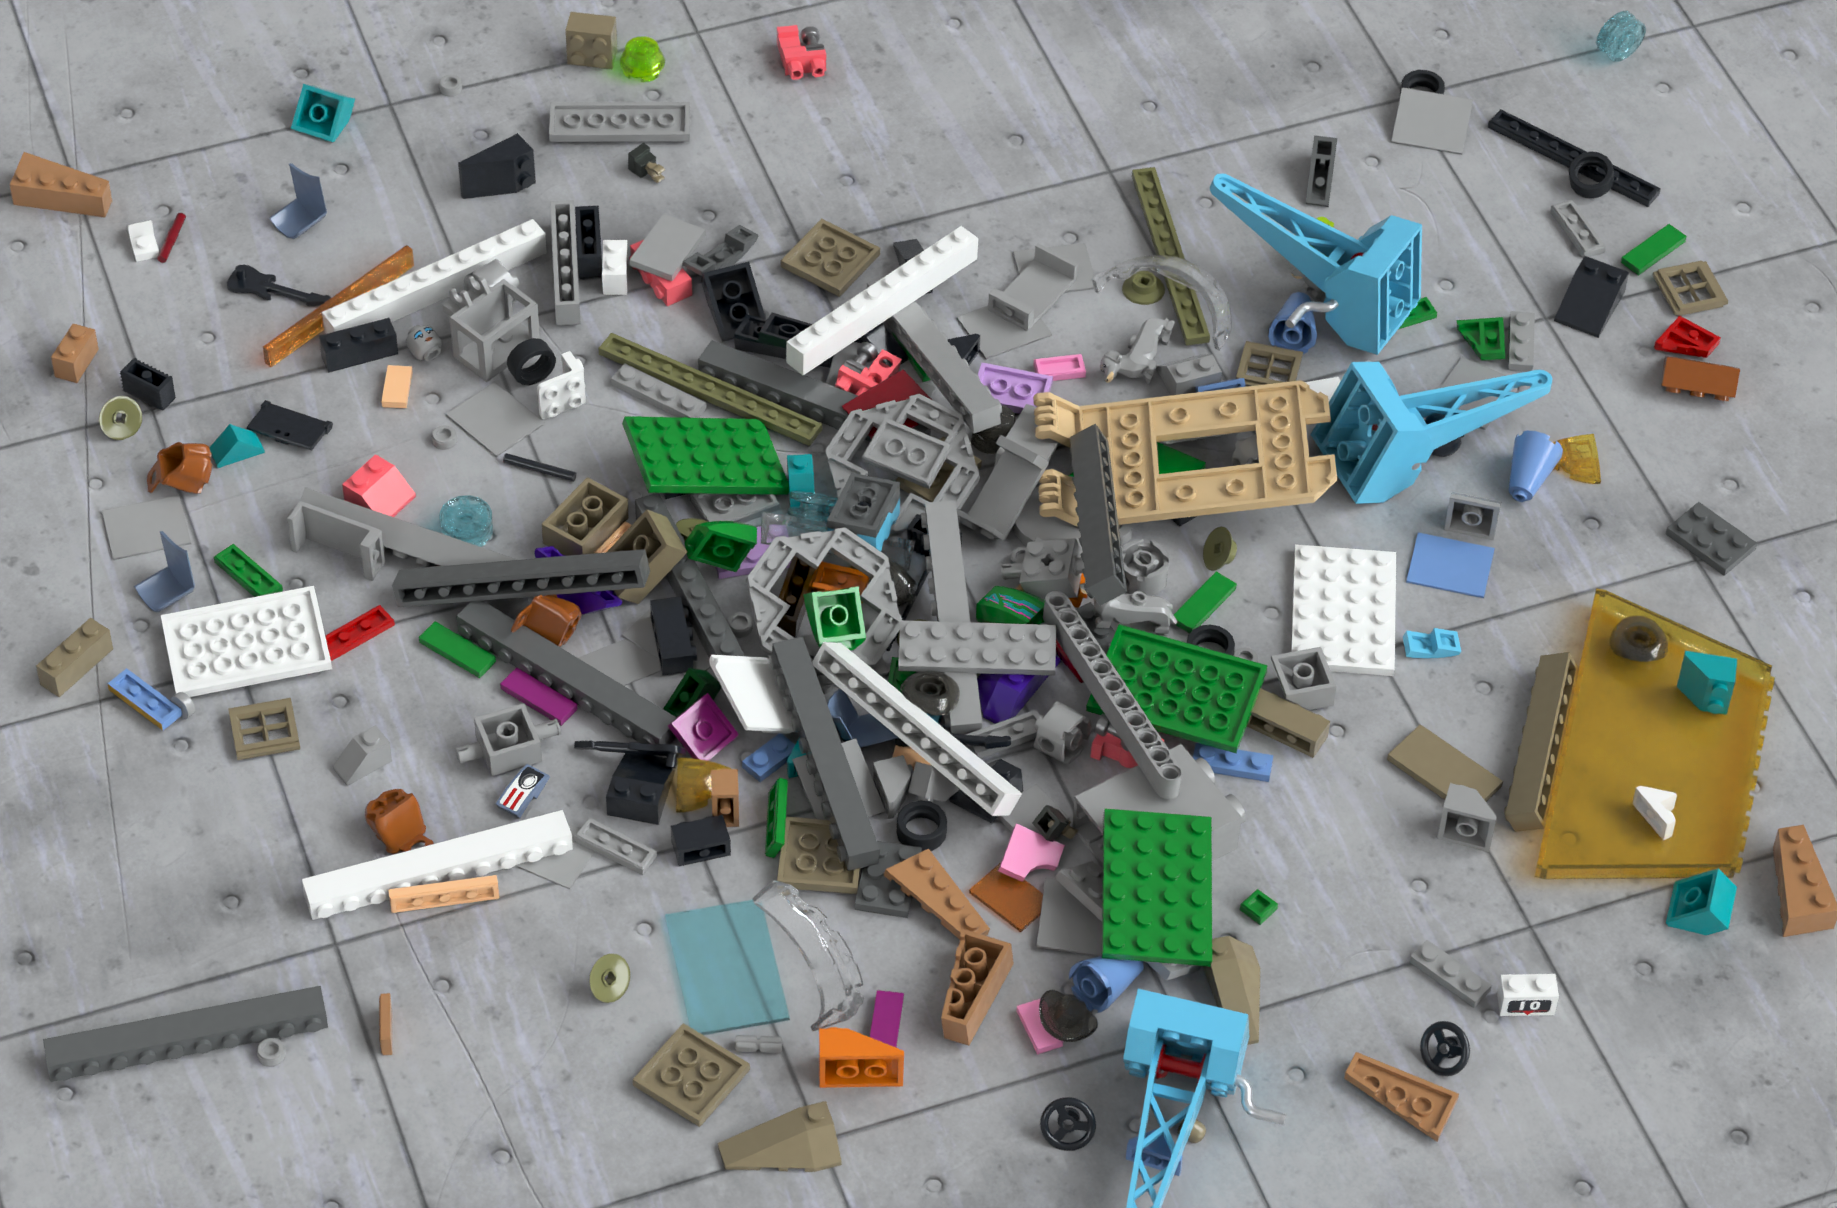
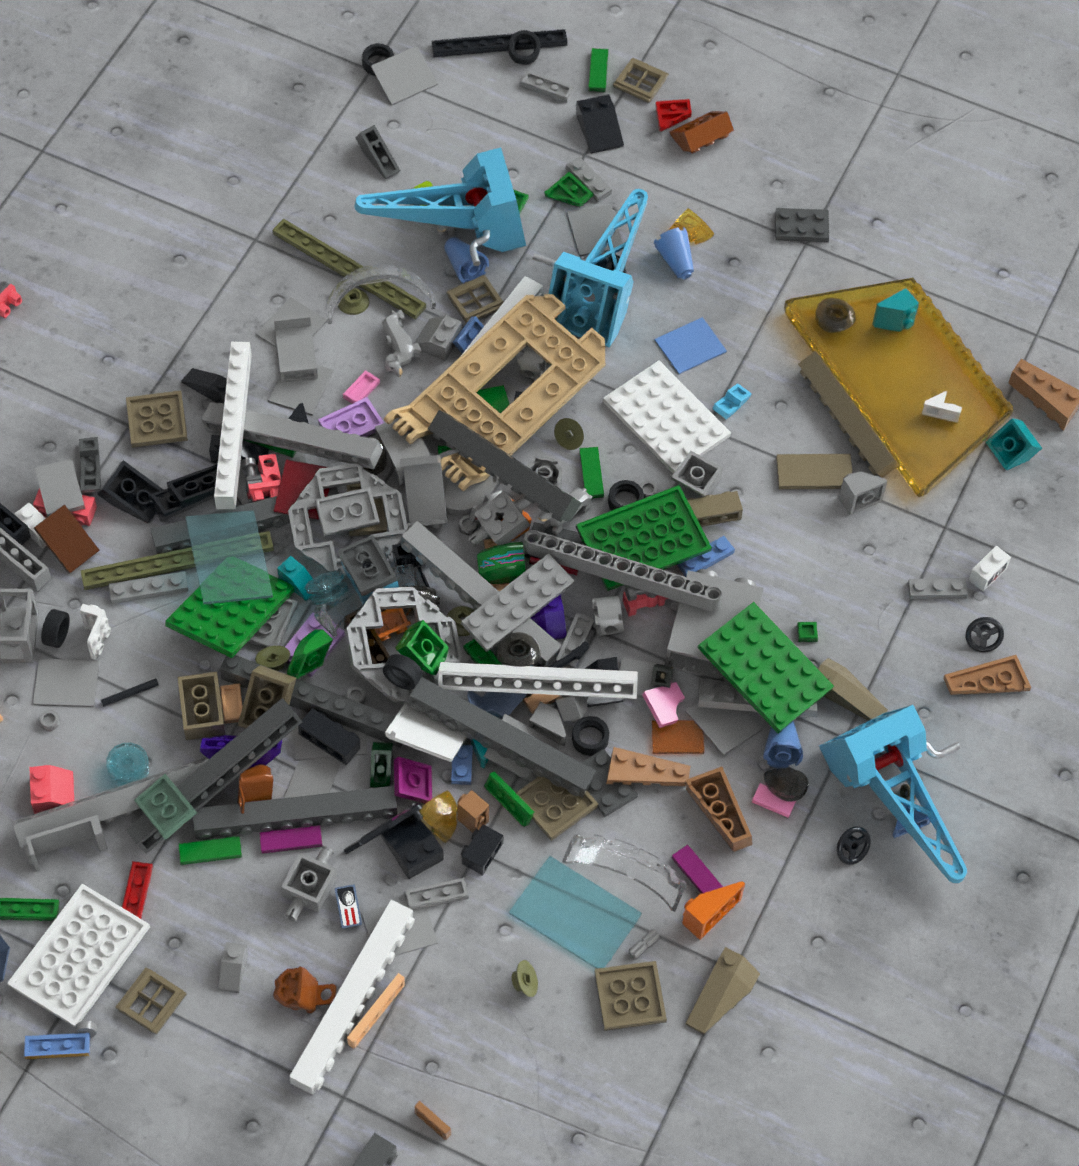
camera: 45 degrees left, 10 degrees up
(448, 570) = (165, 806): none -> sand green tile
(626, 295) = (66, 539): none -> reddish brown tile
(750, 411) = (228, 557): none -> clear light blue piece
(786, 615) = (402, 671): none -> black tyre
(1472, 515) = (677, 305): light grey slope -> none

